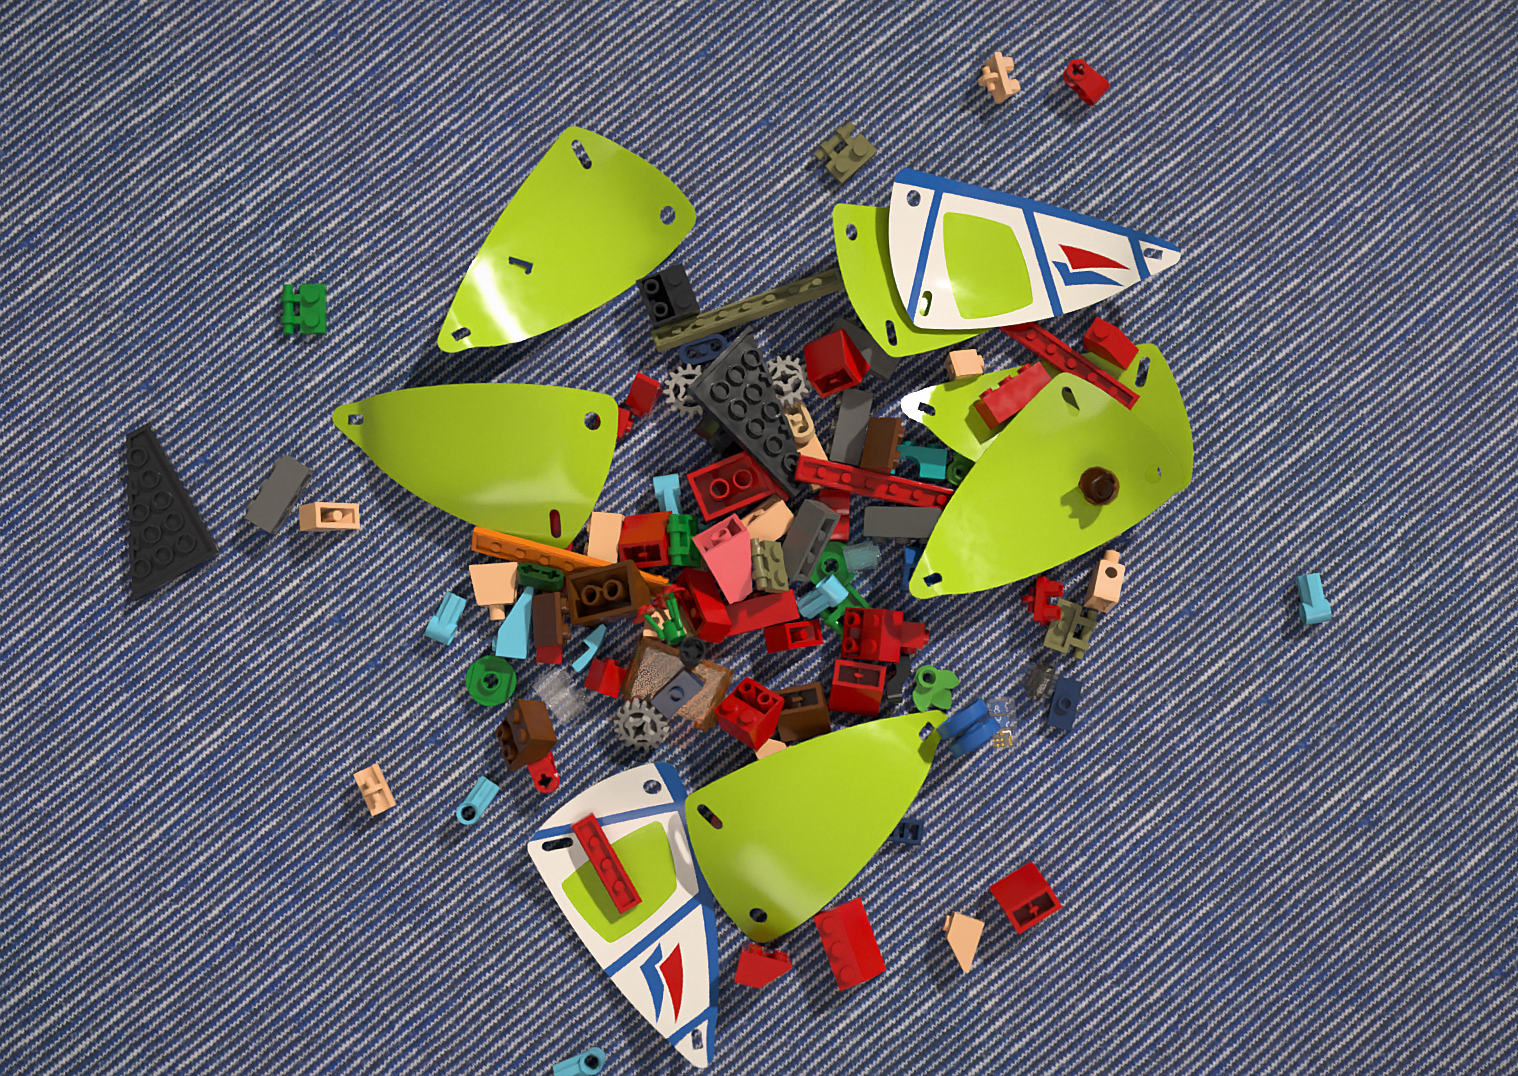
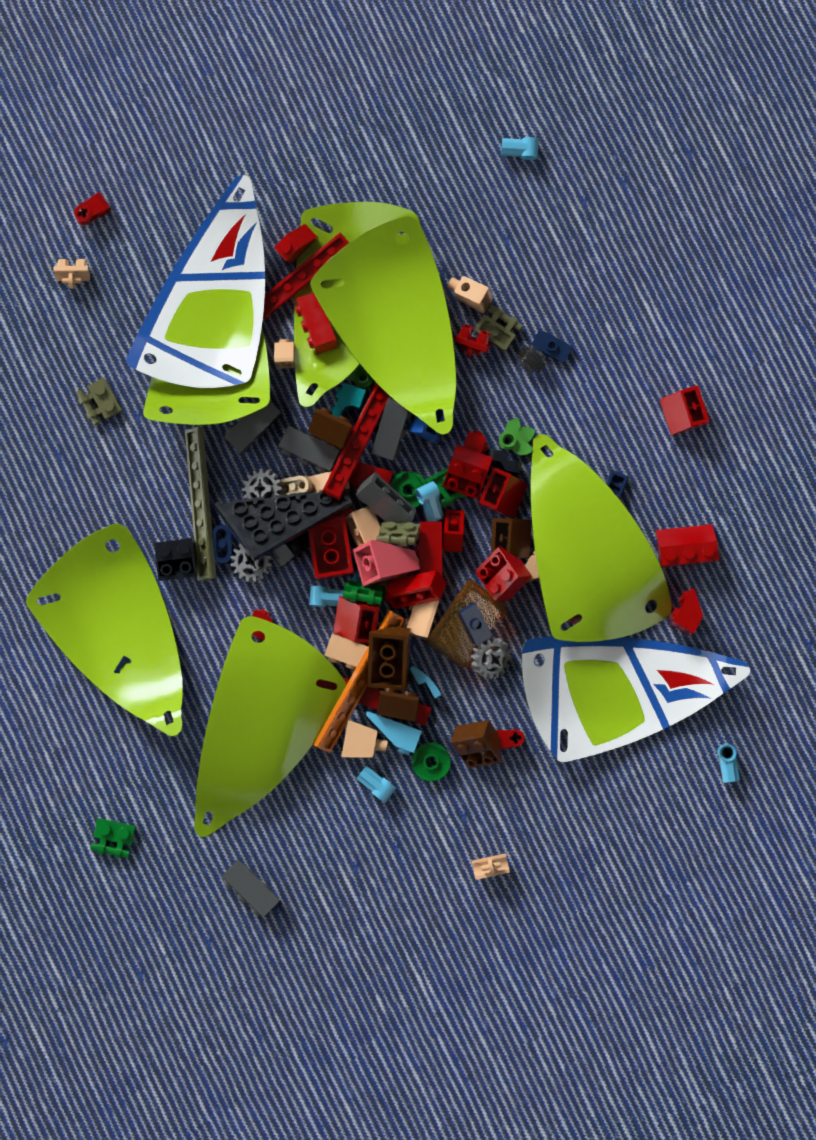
camera: 70 degrees left, 0 degrees up
(165, 523) = (248, 981): black wing -> none
(329, 516) = (277, 855): light nougat slope -> none
(479, 799) = (516, 791): medium azure piece -> none
(539, 576) = (363, 705): dark green beam -> none
(561, 696) = (455, 712): clear brick -> none
(605, 677) = (449, 675): red brick -> none
(606, 863) = (586, 708): red tile -> none
(643, 395) = (246, 596): red slope -> none
(672, 628) = (428, 613): plant -> none
(692, 647) = (447, 600): black wheel -> none
(834, 363) = (259, 448): red slope -> none
(862, 557) = (408, 464): clear light blue slope -> none
(963, 937) = (702, 462): light nougat slope -> none
(970, 731) = (554, 419): blue wheel -> none
(1004, 712) = (554, 394): clear tile -> none
(1099, 486) = (400, 278): reddish brown hair -> none

